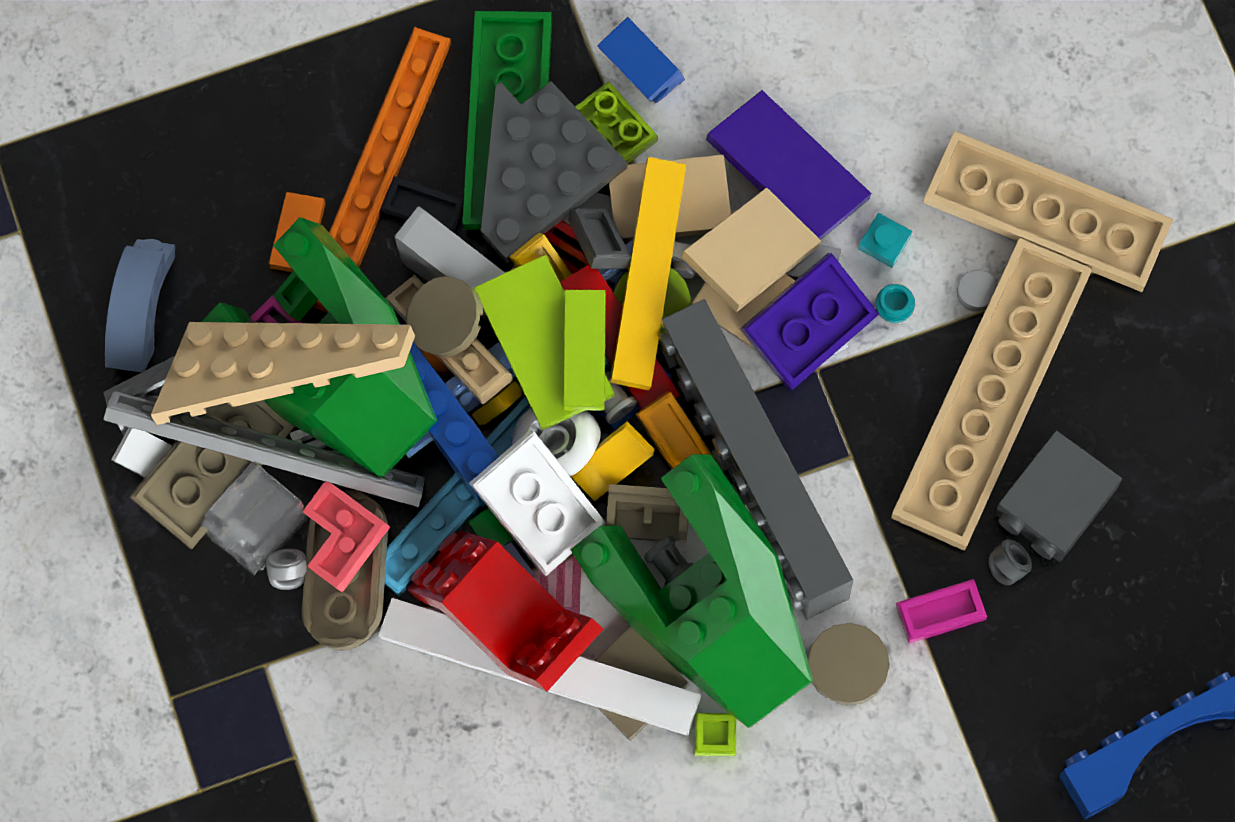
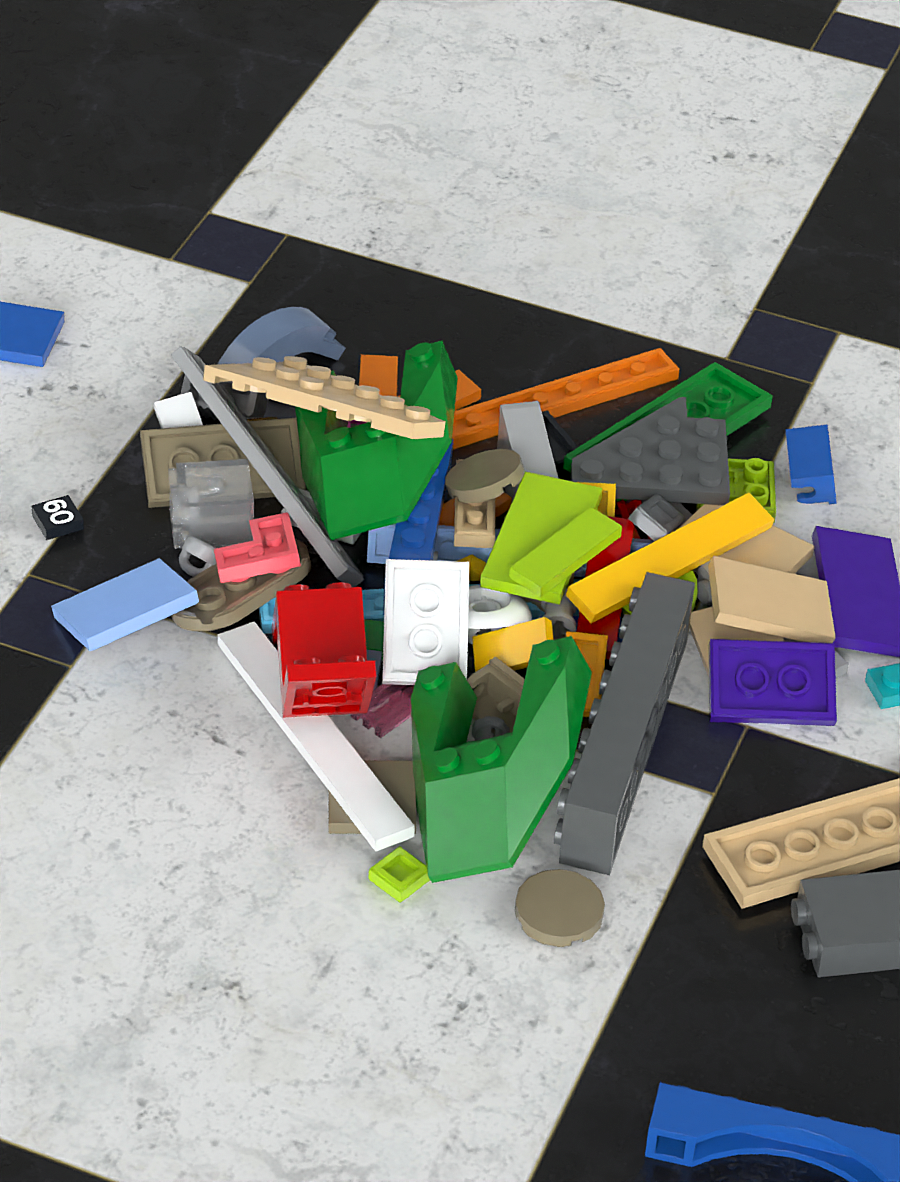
camera: 35 degrees right, 30 degrees down
(137, 626) = (57, 517): none -> black tile
(236, 261) = (379, 373): none -> orange tile
(285, 671) = (125, 604): none -> light blue tile
(895, 303) = (857, 722): teal plate -> none
(941, 611) = (677, 931): dark pink tile -> none
(1009, 562) = (771, 936): dark grey tile -> none

